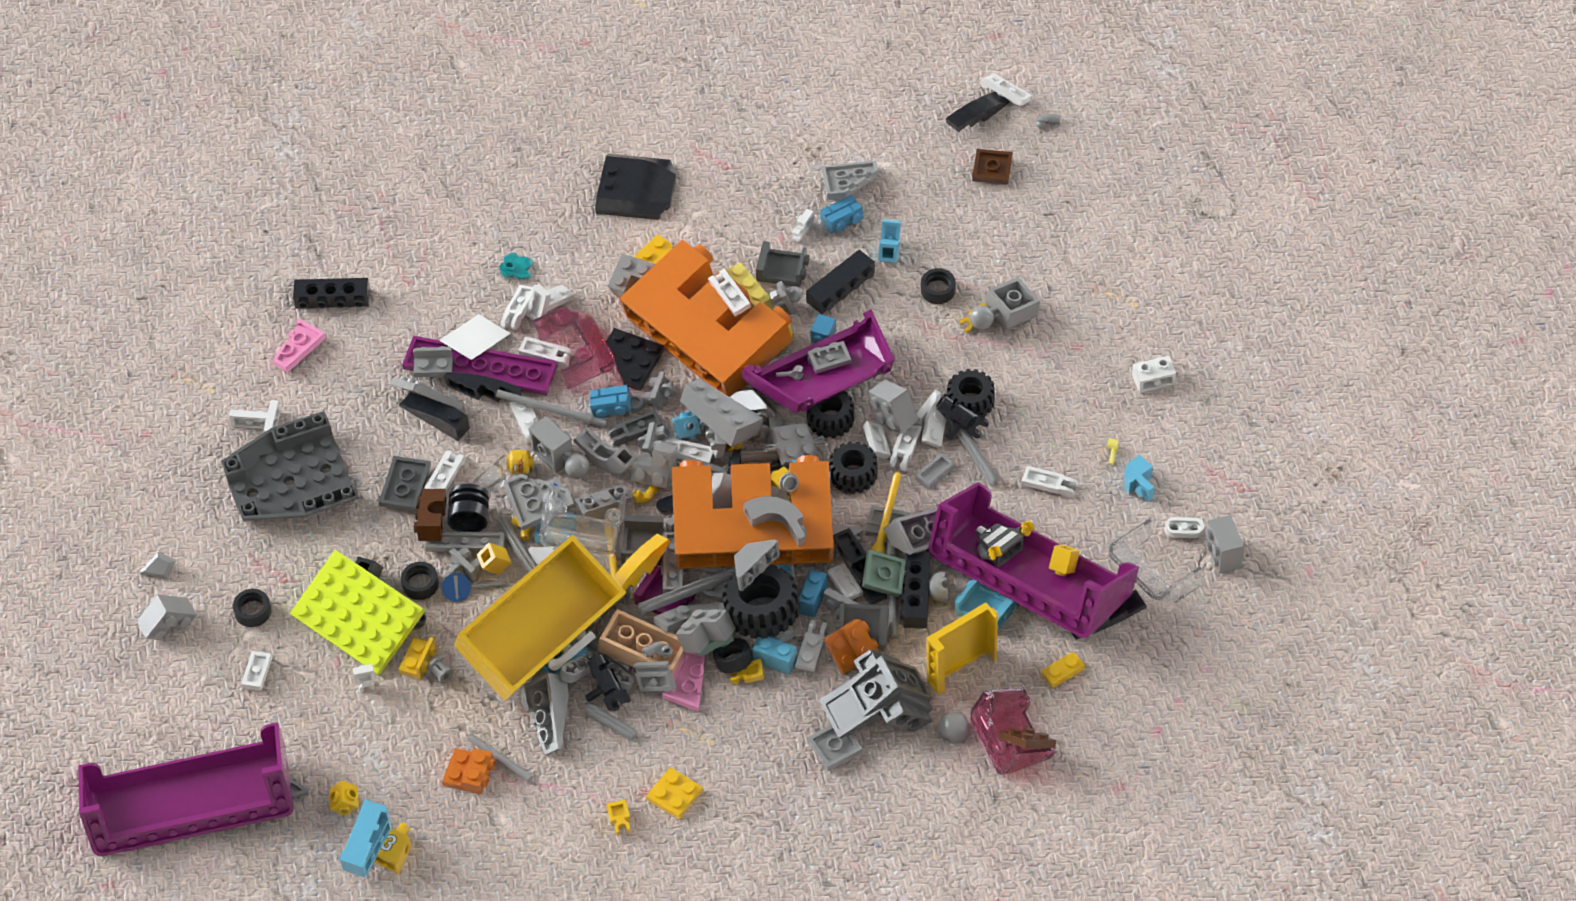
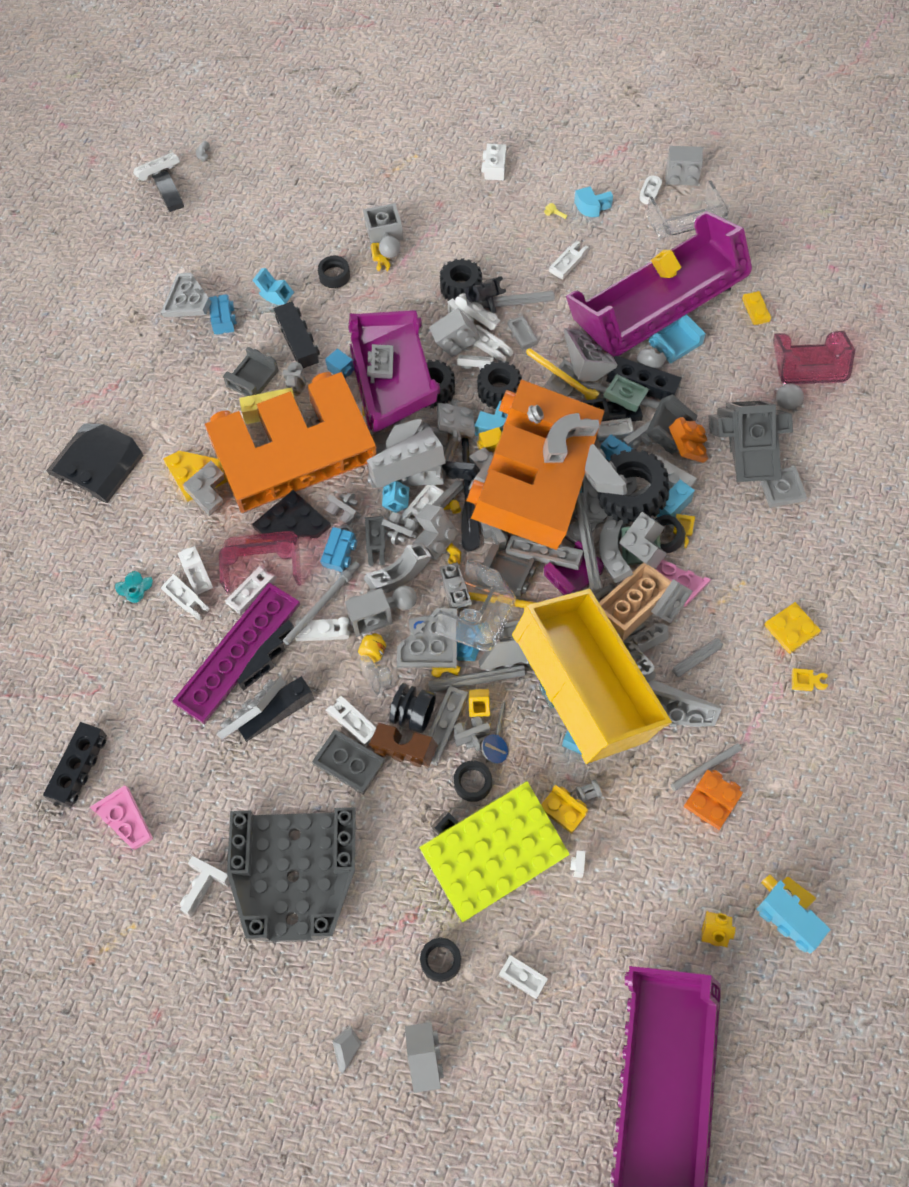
camera: 70 degrees left, 10 degrees up
(432, 361) = (218, 690): light grey bracket -> none
(475, 337) = (201, 646): white sticker -> none
(607, 684) = (663, 644): black piece -> none
(641, 561) = (542, 571): yellow slope -> none
(657, 648) = (652, 584): light grey arm -> none
(729, 292) = (287, 403): white plate -> none
(795, 374) = (385, 391): light grey hand -> none
(804, 223) = (215, 343): white plate -> none
(961, 644) = (734, 362): yellow panel -> none
(992, 166) = (230, 199): reddish brown plate -> none
(1001, 543) = (628, 303): dark grey torso -> none
(1027, 738) = (834, 343): reddish brown plate -> none

